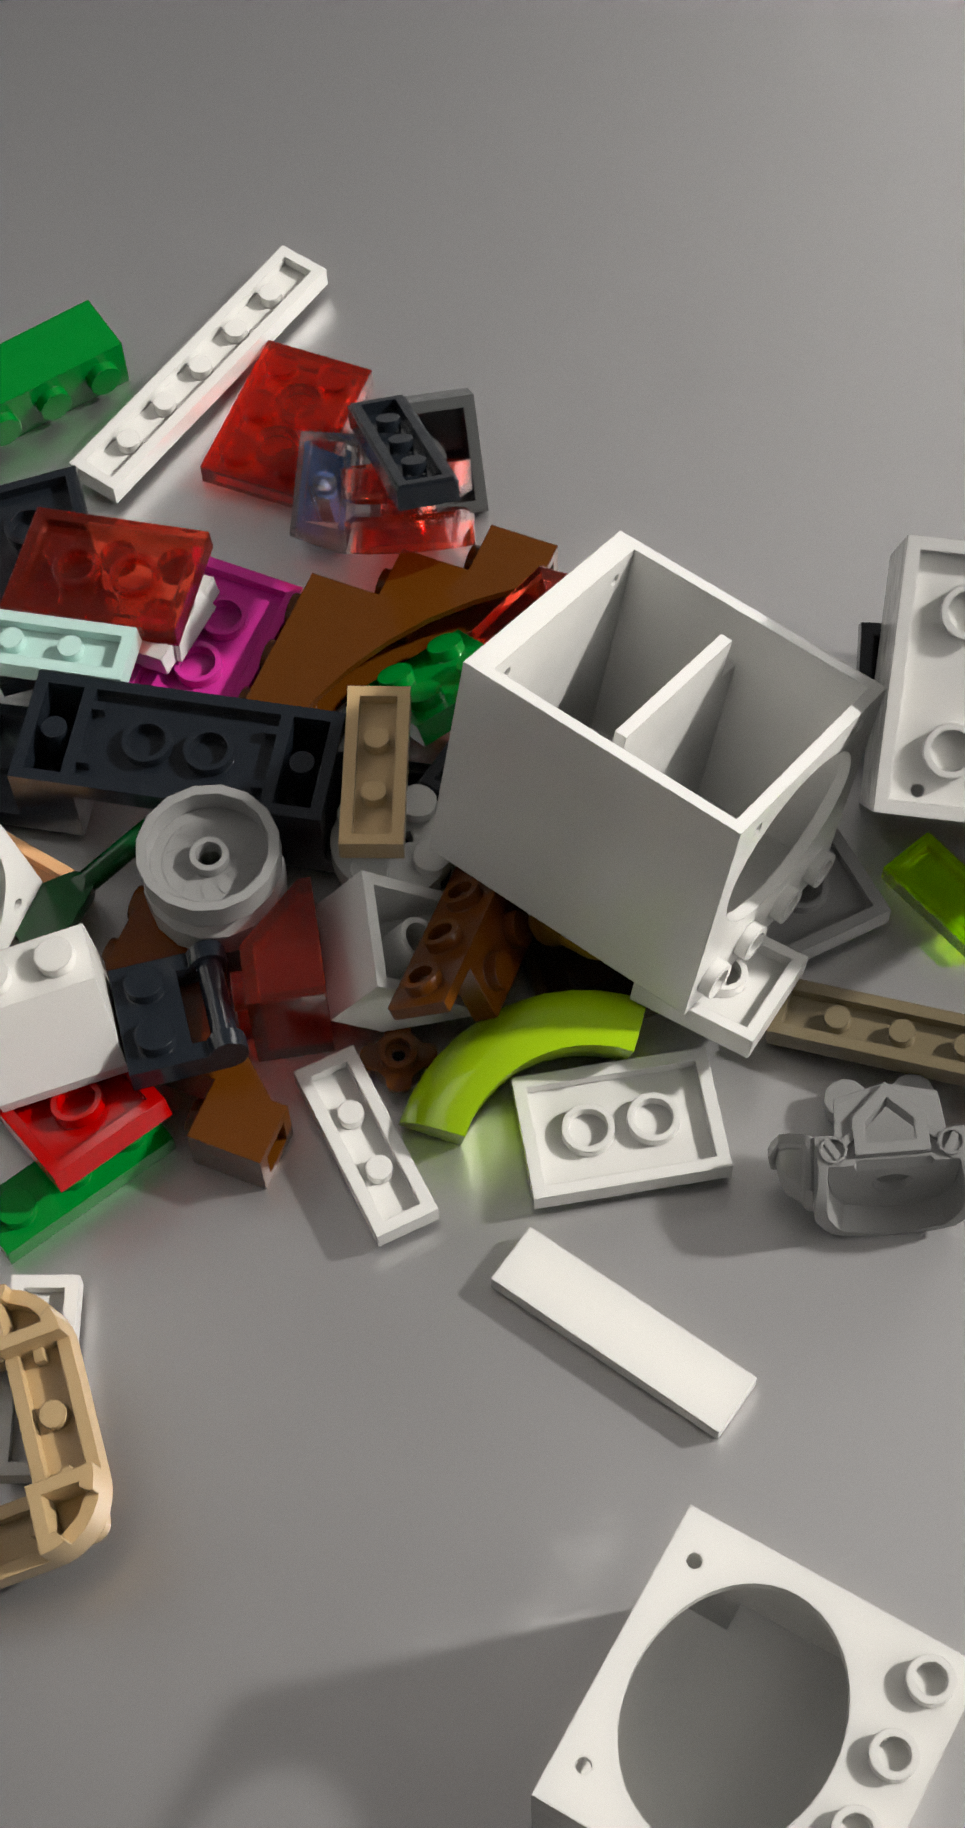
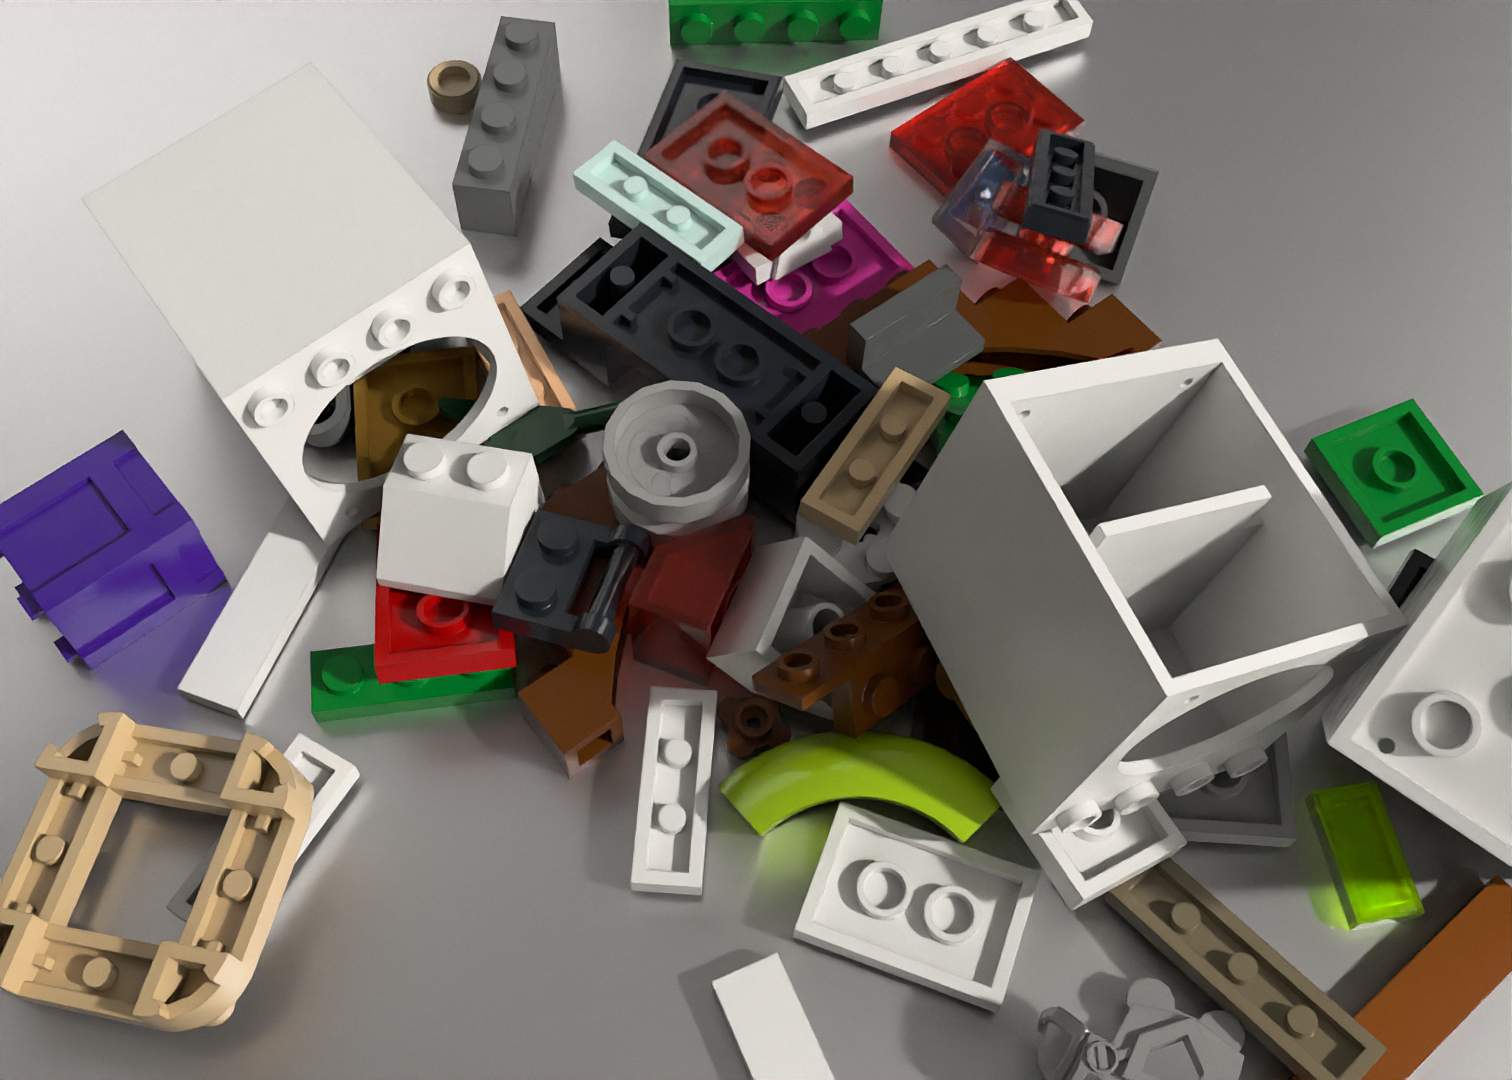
camera: 25 degrees right, 0 degrees up
(344, 648) = (914, 333): none -> dark grey panel
(810, 564) = (1392, 473): none -> green plate

